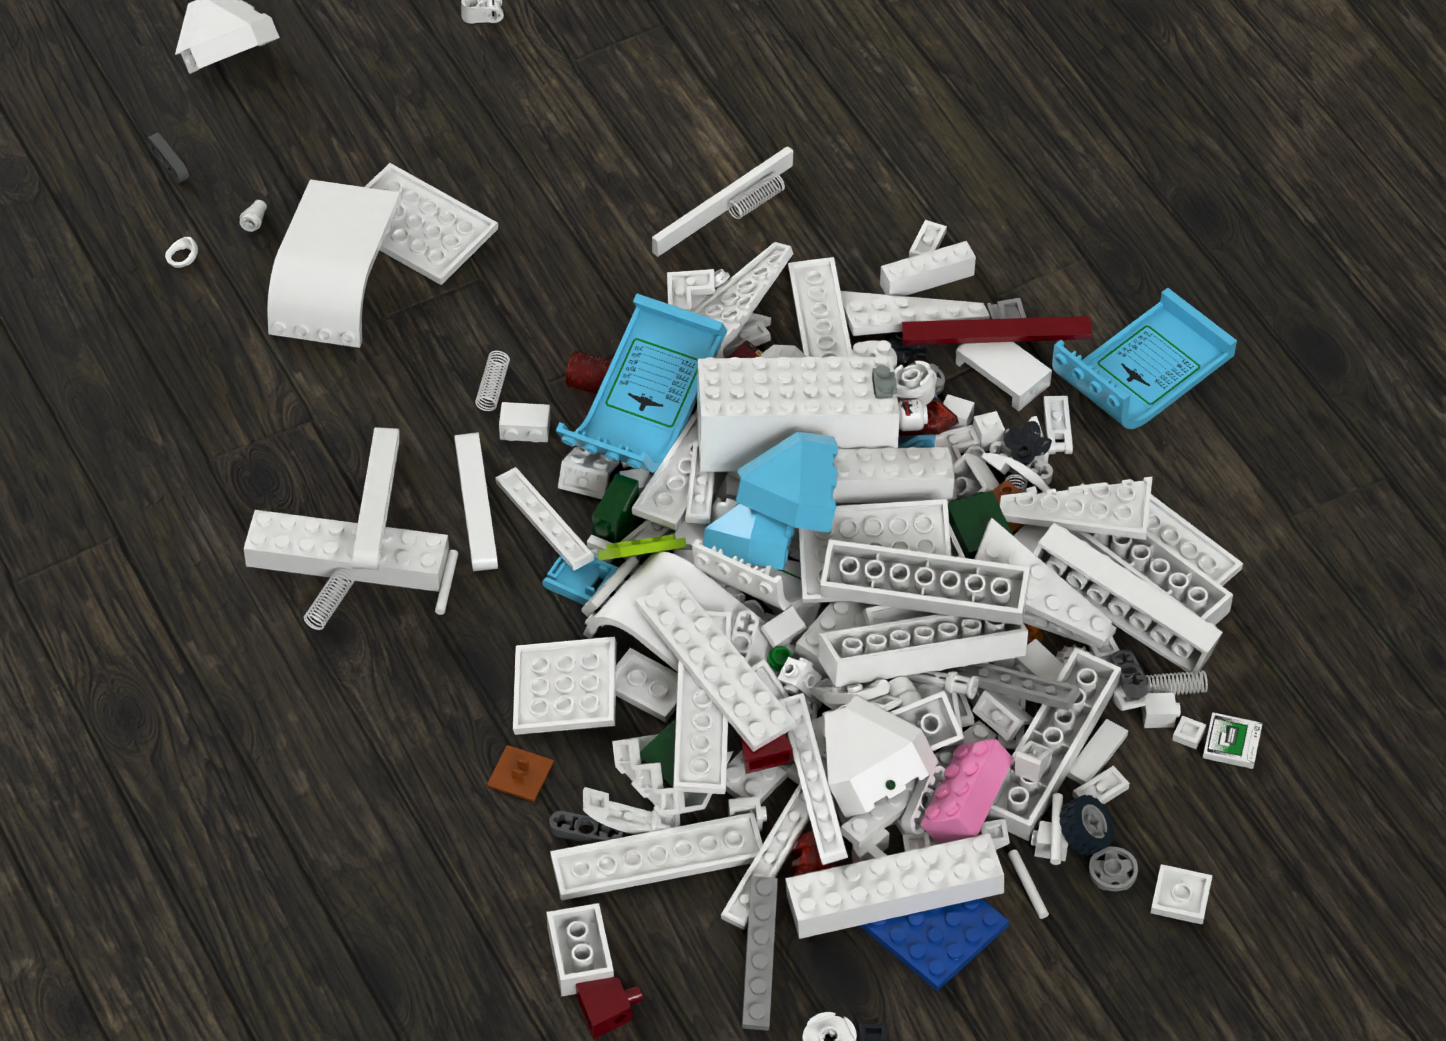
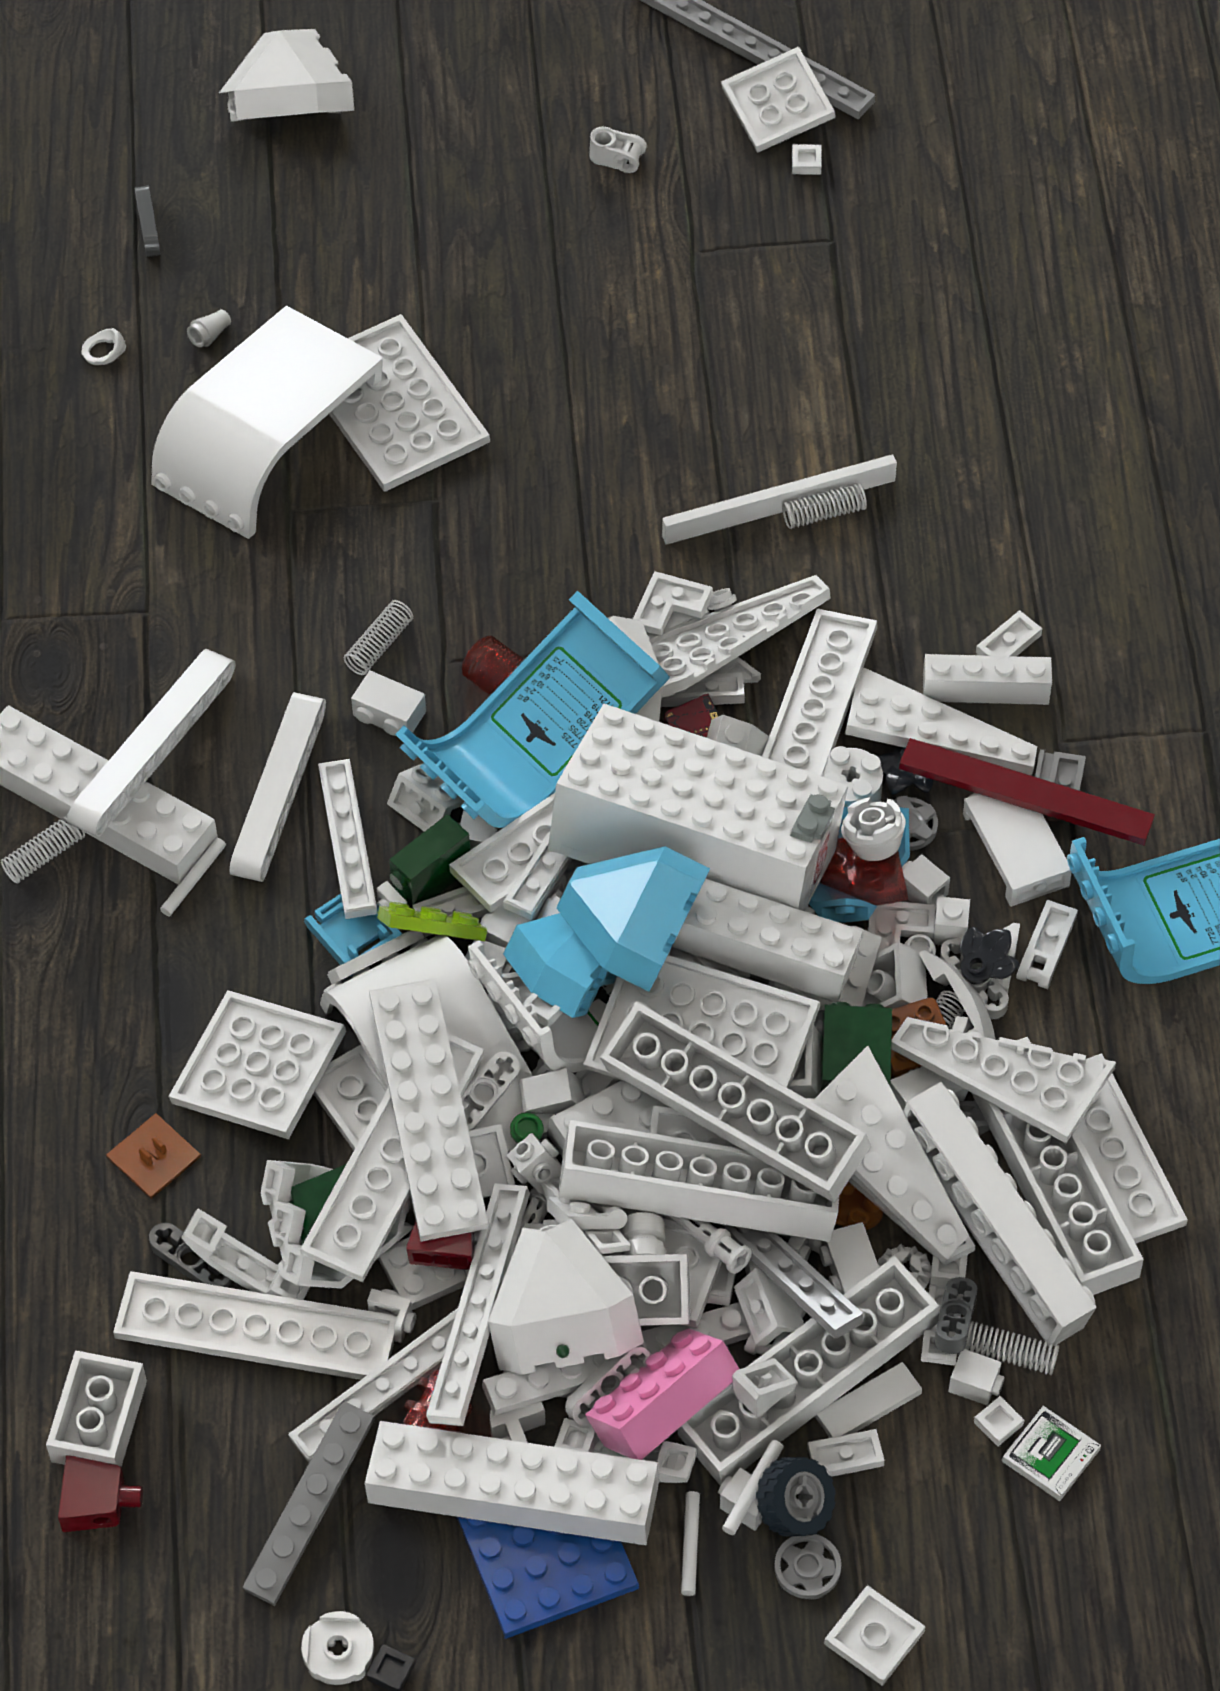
camera: 25 degrees right, 5 degrees up
(912, 415) = (848, 868): white head -> none

